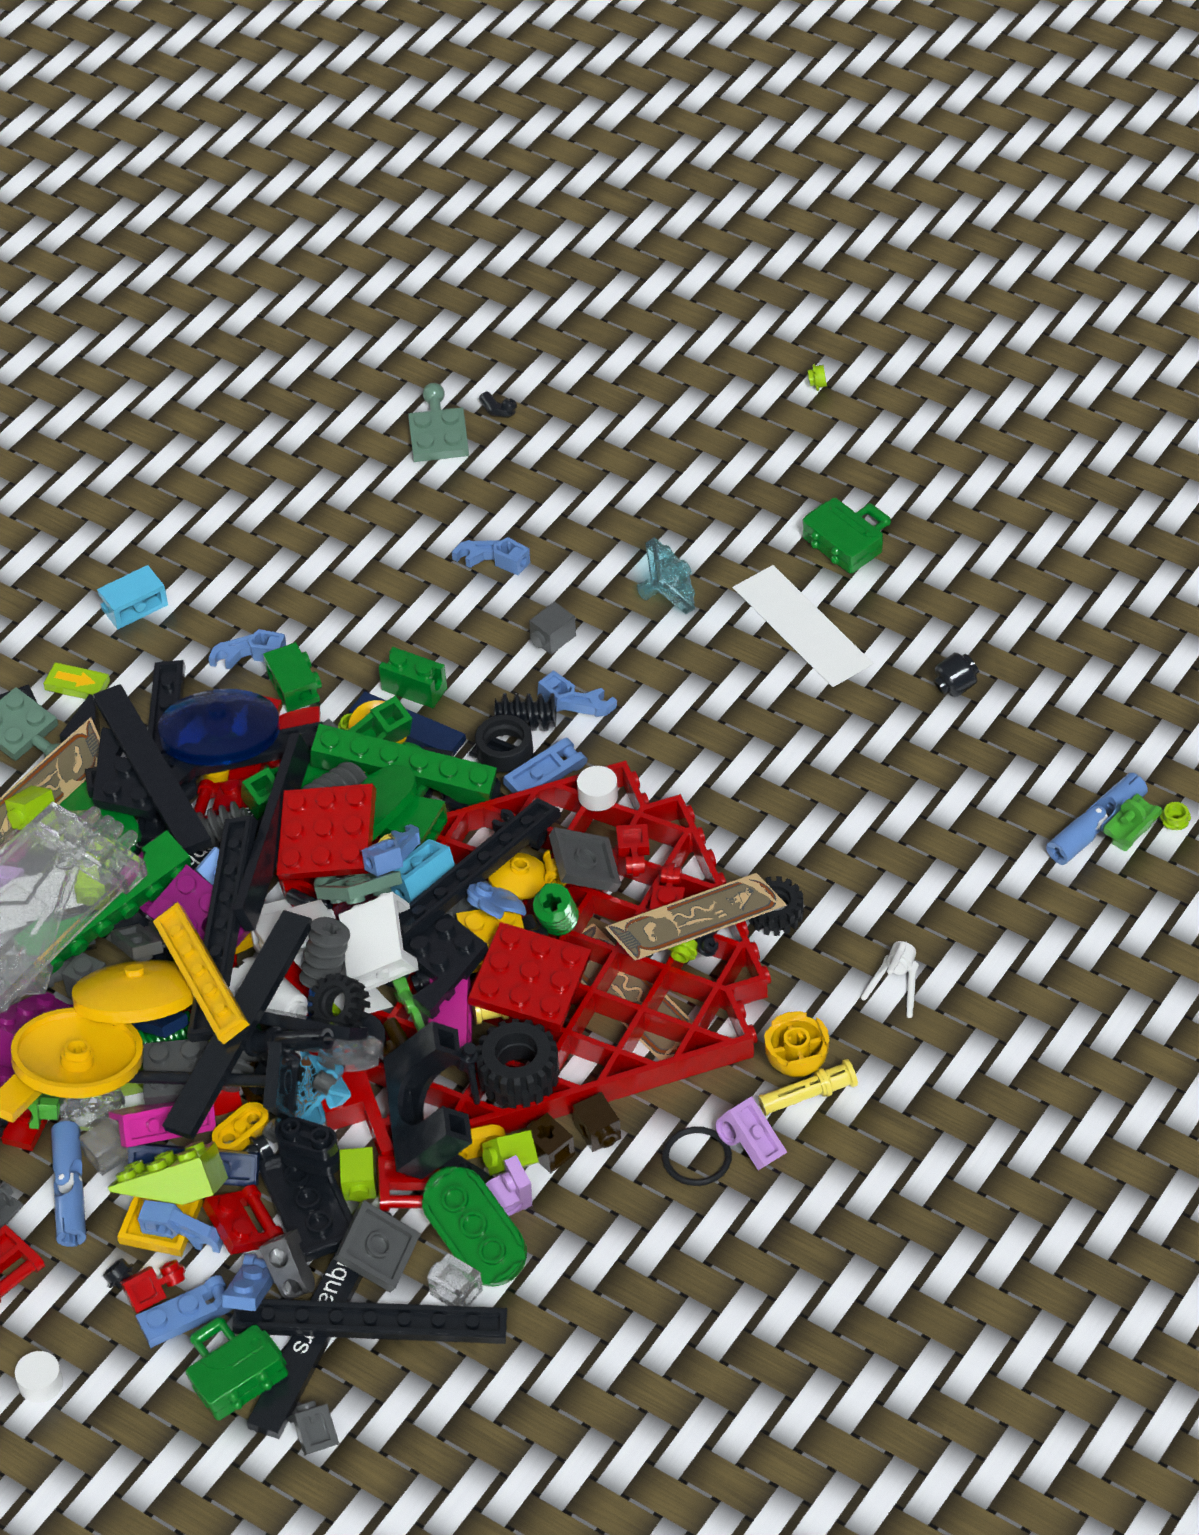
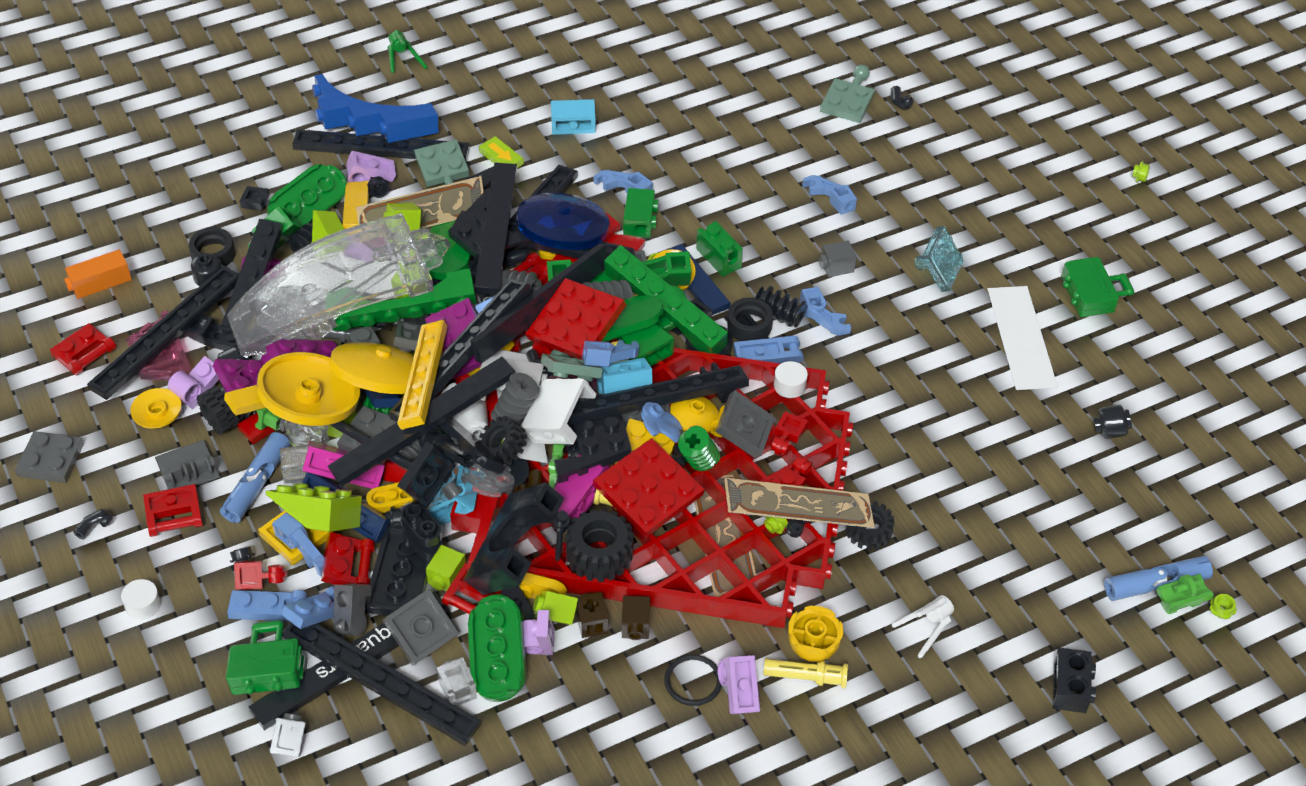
camera: 25 degrees right, 0 degrees up
(1076, 963) = (1068, 680): none -> black brick

